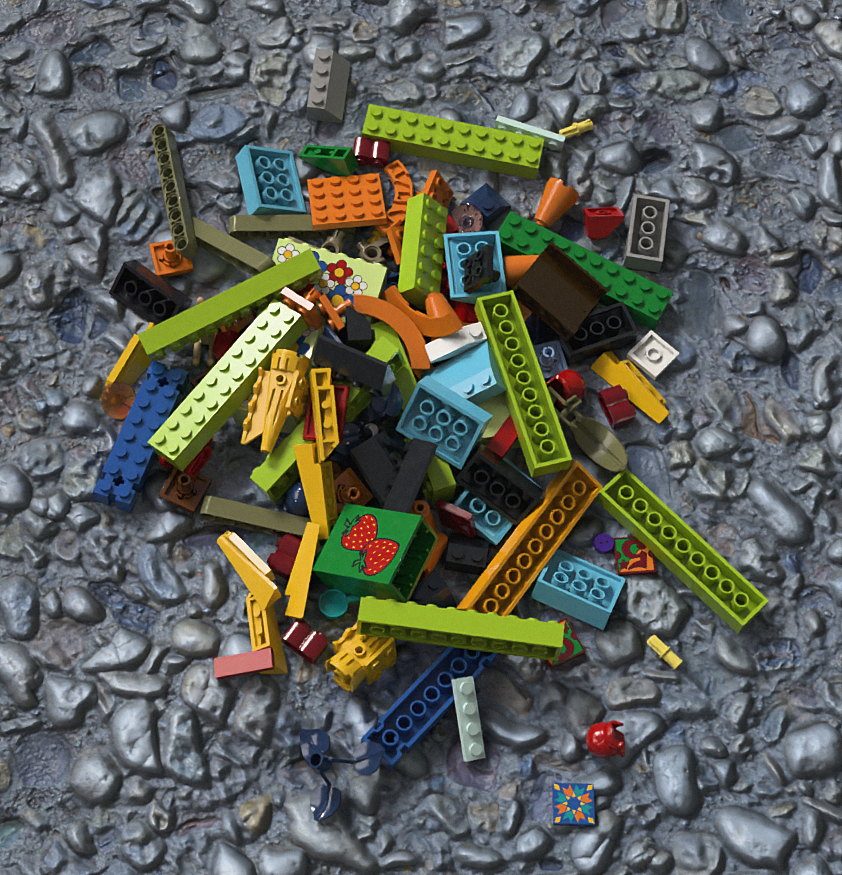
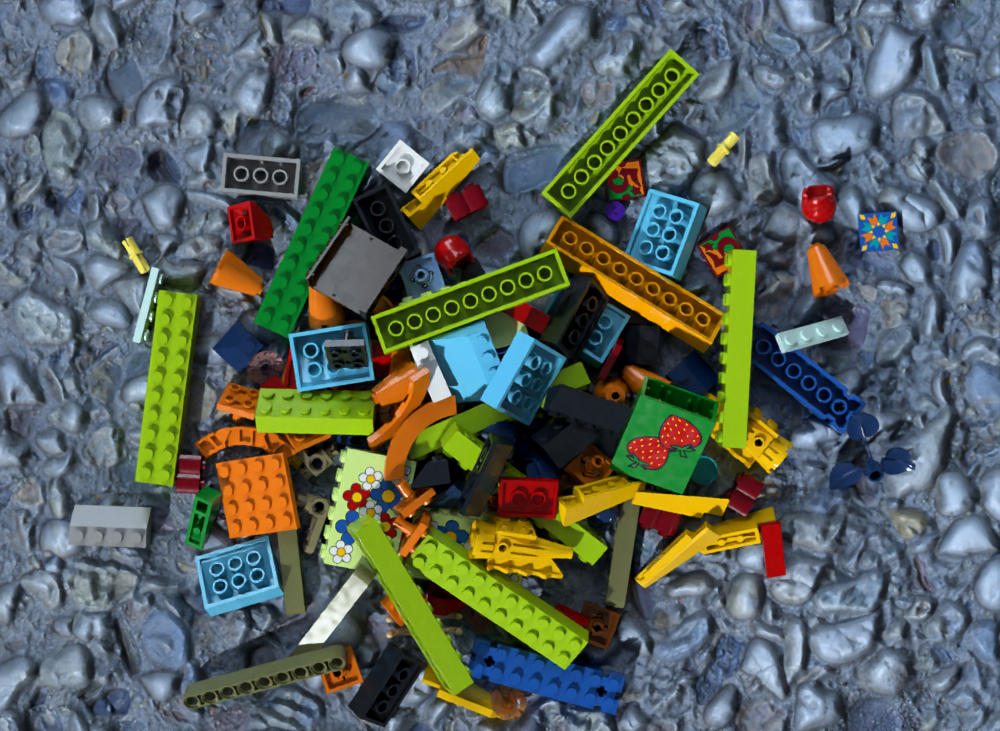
camera: 90 degrees left, 25 degrees up
(323, 412) = (534, 500): yellow wedge -> none
(531, 740) = (824, 271): none -> orange cone
(592, 436) = (502, 227): olive piece -> none

